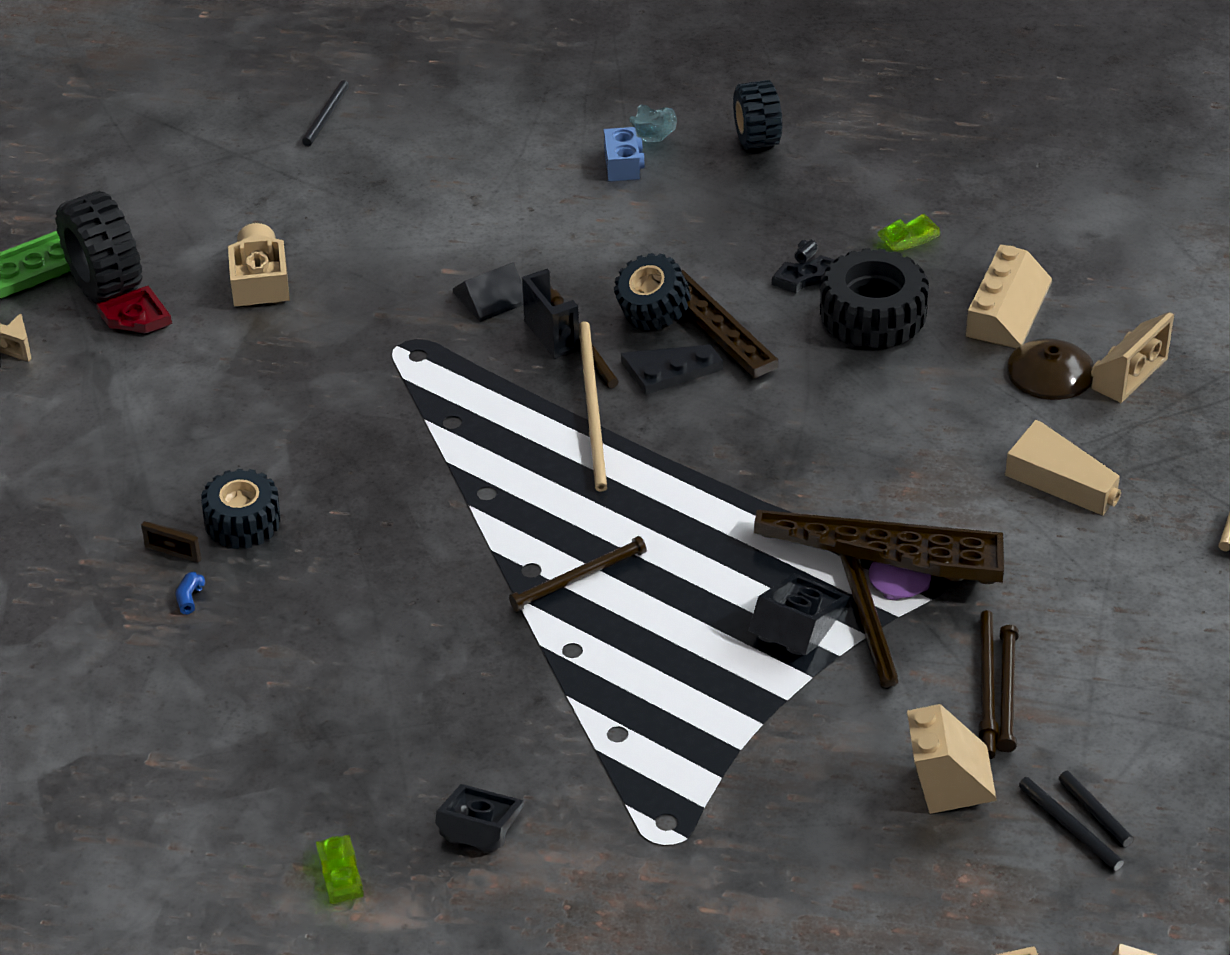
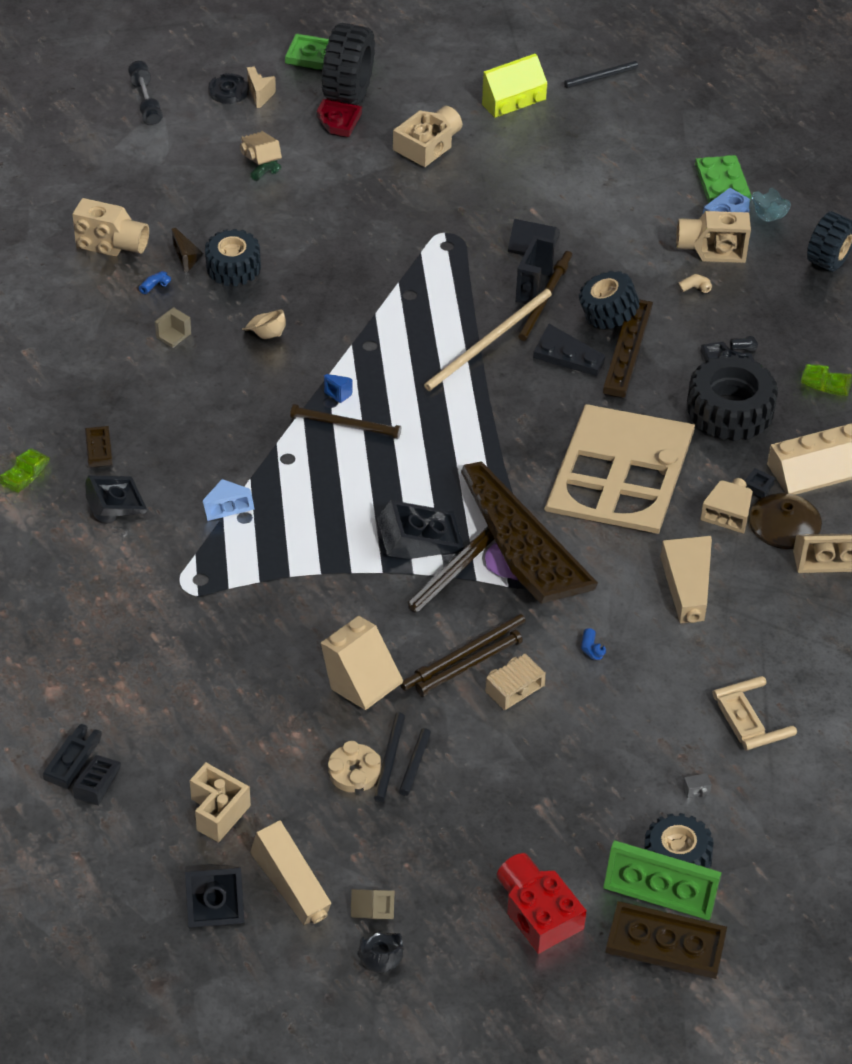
camera: 45 degrees right, 5 degrees up
(74, 574) = (107, 229): none -> tan brick
(109, 388) = (260, 148): none -> tan brick
(137, 400) = (262, 169): none -> clear green arm
(275, 171) = (513, 86): none -> neon yellow slope
(280, 617) = (173, 327): none -> dark tan panel
(371, 543) = (267, 324): none -> tan piece
(381, 784) = (98, 446): none -> dark brown plate
(527, 548) = (338, 387): none -> blue slope
(570, 131) = (720, 174): none -> bright green plate
(590, 725) = (227, 500): none -> light blue slope
(655, 175) = (716, 236): none -> tan brick
(687, 229) = (696, 281): none -> tan arm
(850, 396) = (626, 441): none -> tan door
(991, 353) = (760, 482): none -> black plate
(1001, 387) = (728, 505): none -> tan torso
(1059, 842) = (354, 754): none -> tan plate
(1070, 669) = (514, 681): none -> tan brick
(1075, 592) = (589, 647): none -> blue arm

